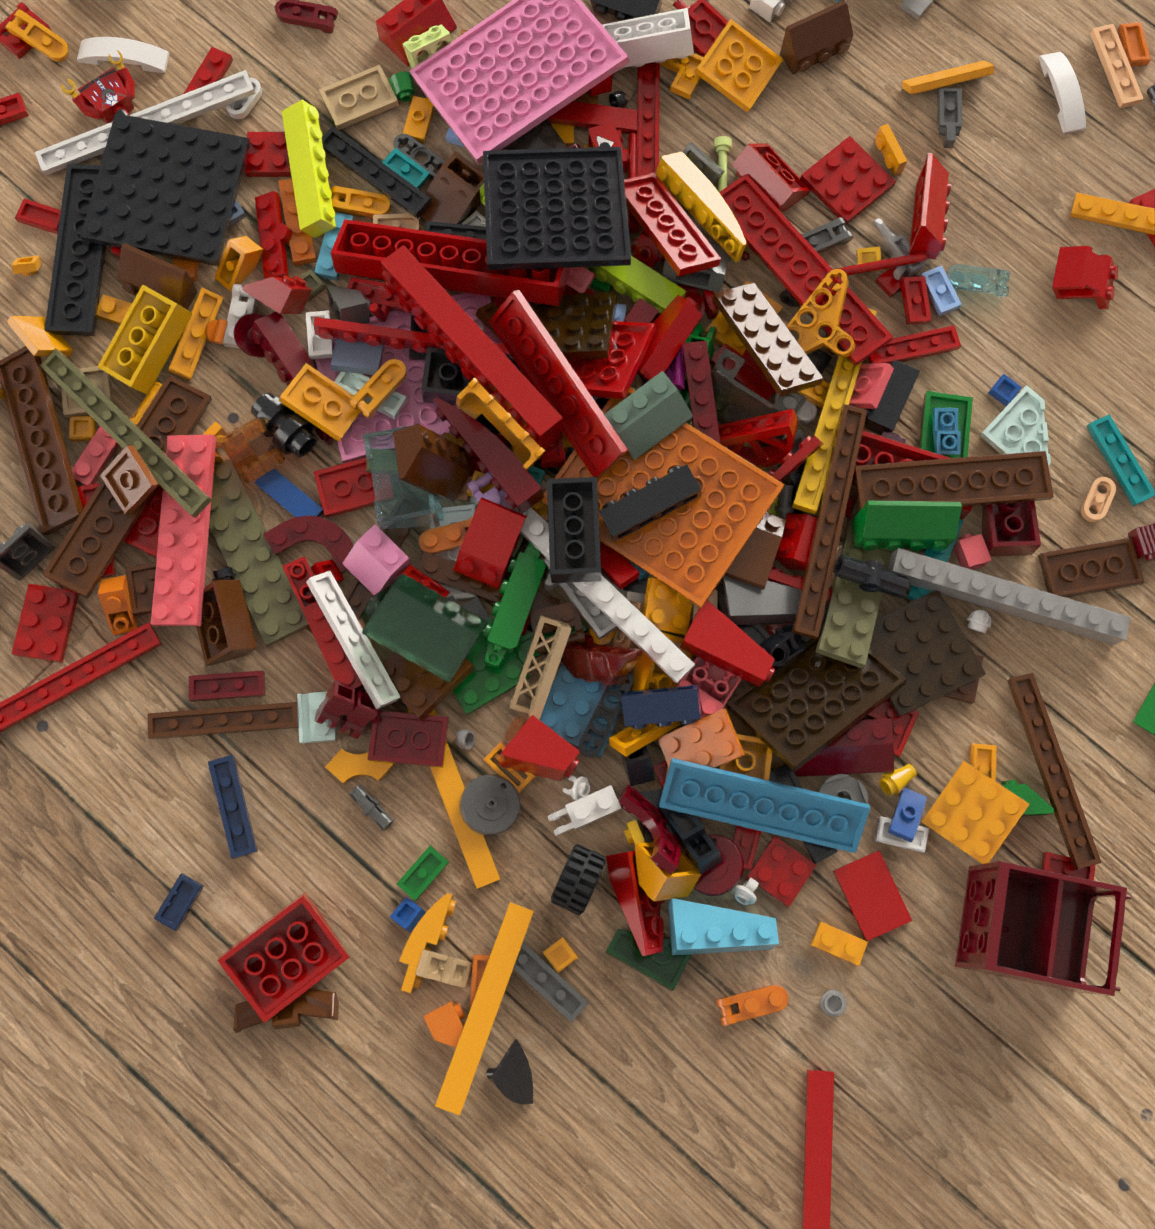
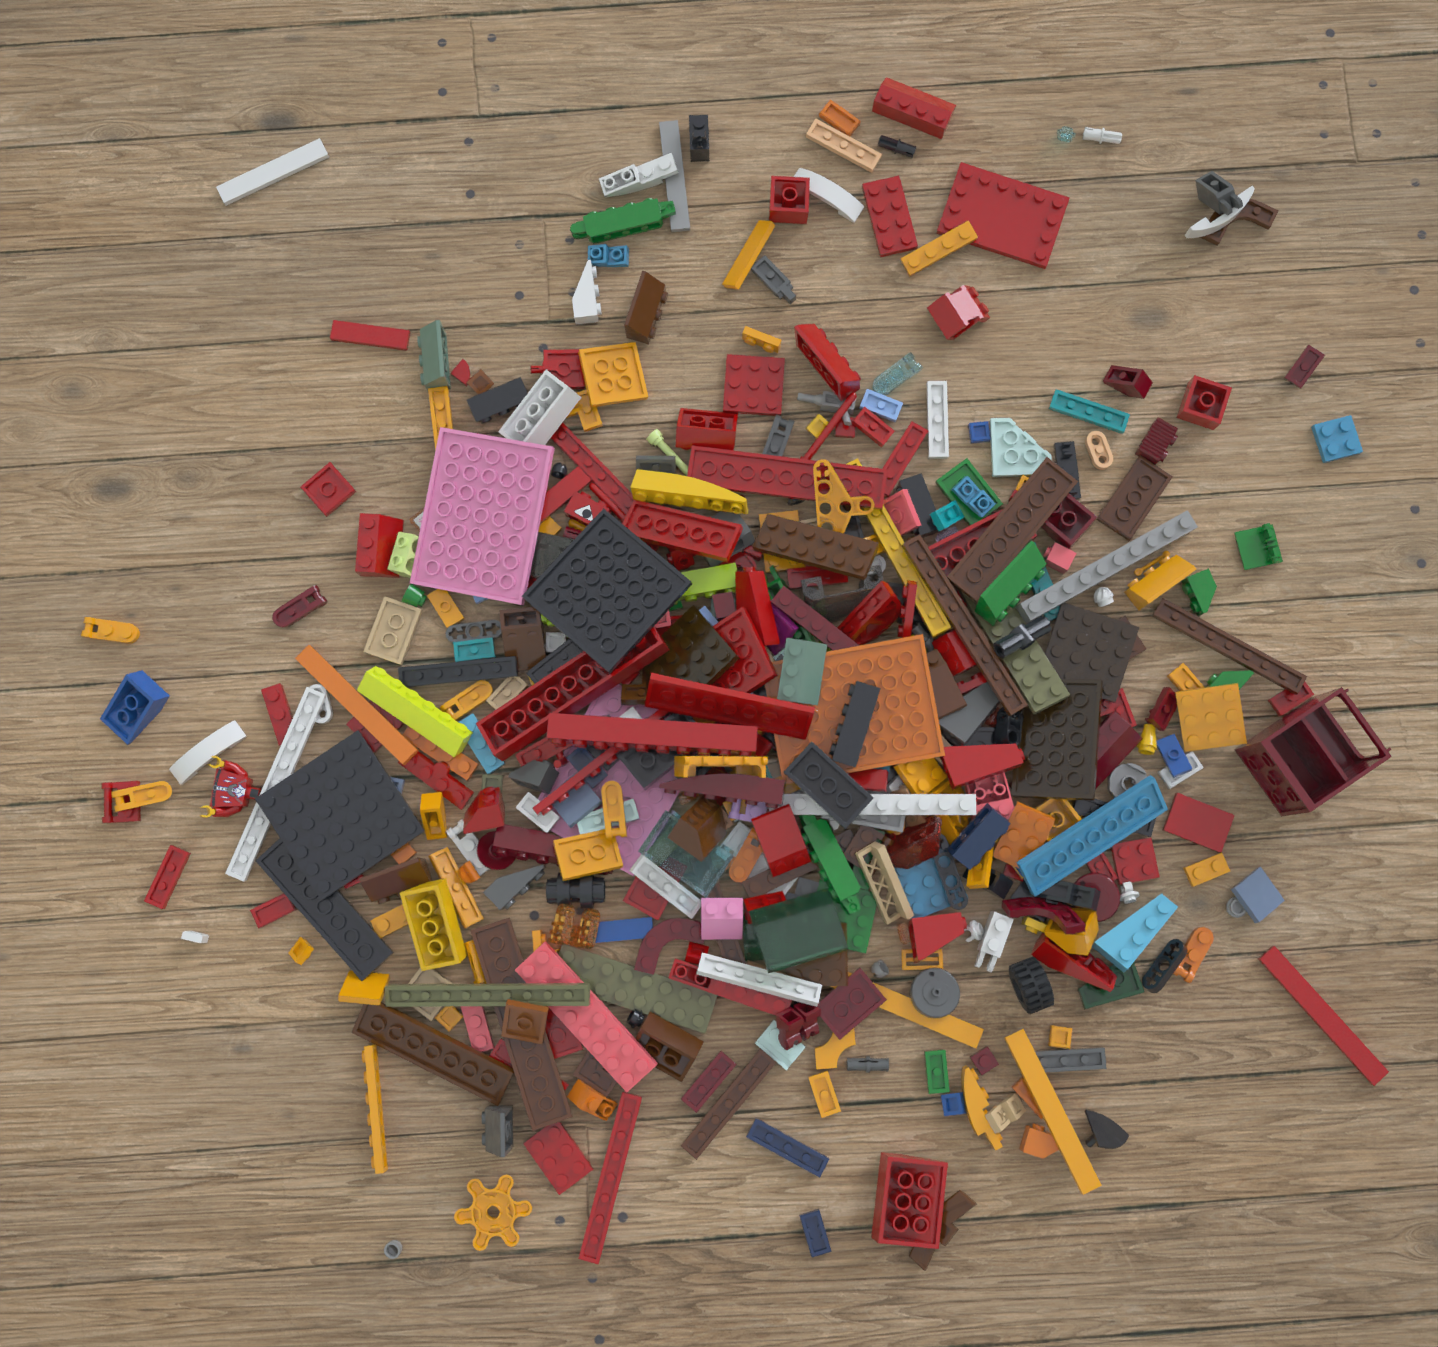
camera: 40 degrees left, 5 degrees up
(234, 373) = (506, 888): none -> dark grey slope
(269, 123) = (356, 704): none -> orange tile
(309, 794) = (824, 1094): none -> light orange plate
(357, 488) = (666, 886): none -> white plate
(396, 321) = (579, 759): none -> dark blue plate
(473, 906) = (984, 1060): none -> dark red plate
(722, 979) = (1165, 974): none -> black beam
(863, 1010) = (1257, 895): none -> sand blue tile
(907, 423) = (947, 515): none -> teal plate
(937, 766) = (1163, 709): none -> dark red plate
(978, 345) = (937, 420): none -> white plate
(1025, 63) = (789, 199): none -> red slope
(1032, 633) = (1139, 571): none -> light orange hinge
(1043, 655) = (1158, 580): none -> light orange slope
(1062, 480) = (1066, 458): none -> black plate
(1074, 697) = (1200, 591): none -> green slope
(1100, 154) = (889, 216): none -> red plate

